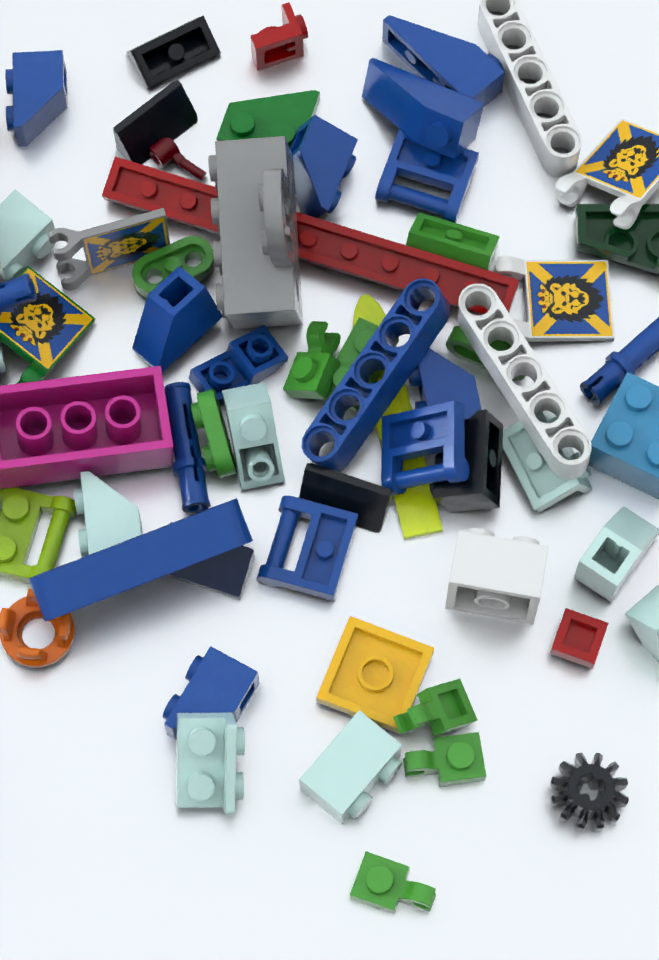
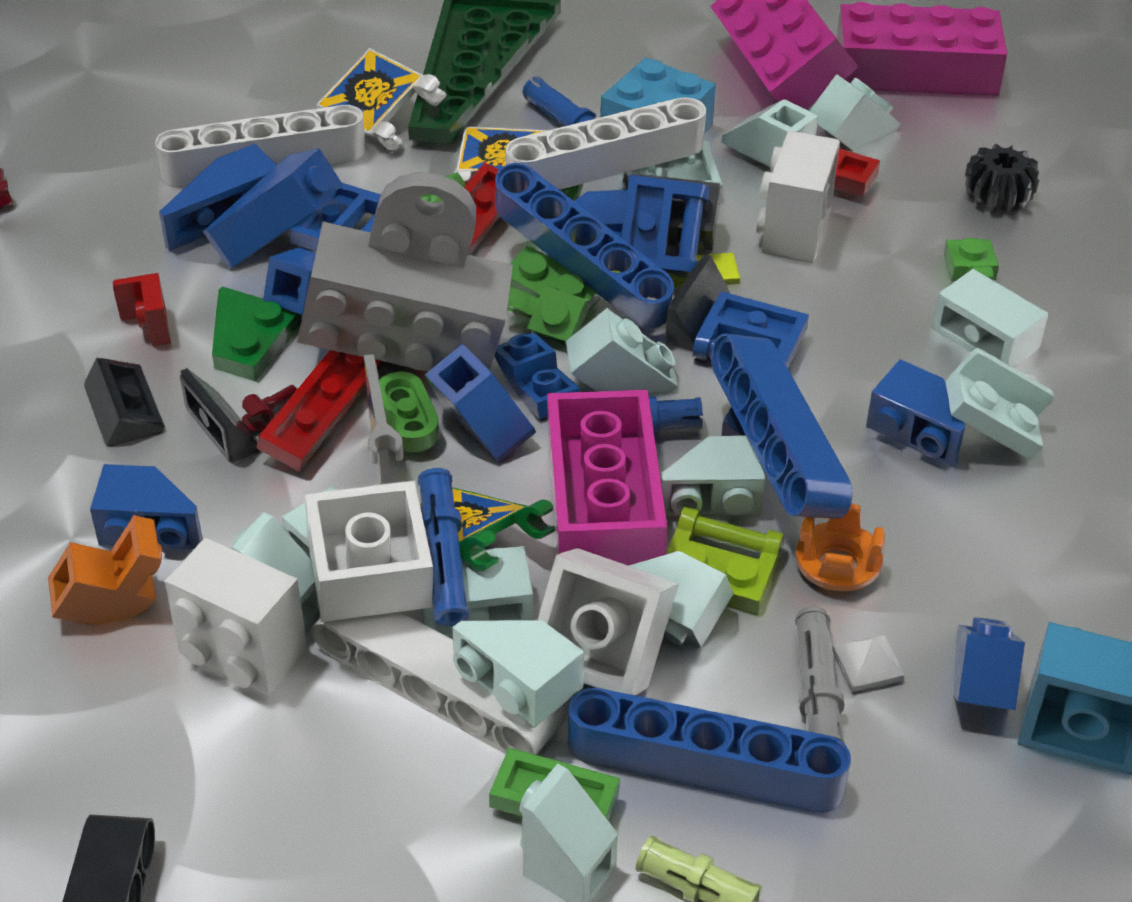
camera: 85 degrees left, 25 degrees down
(208, 415) = (619, 374): bright green plate -> none
(374, 673) = (888, 300): yellow plate -> none
(385, 883) = (1102, 316): bright green plate -> none
(441, 706) = (928, 258): bright green plate -> none

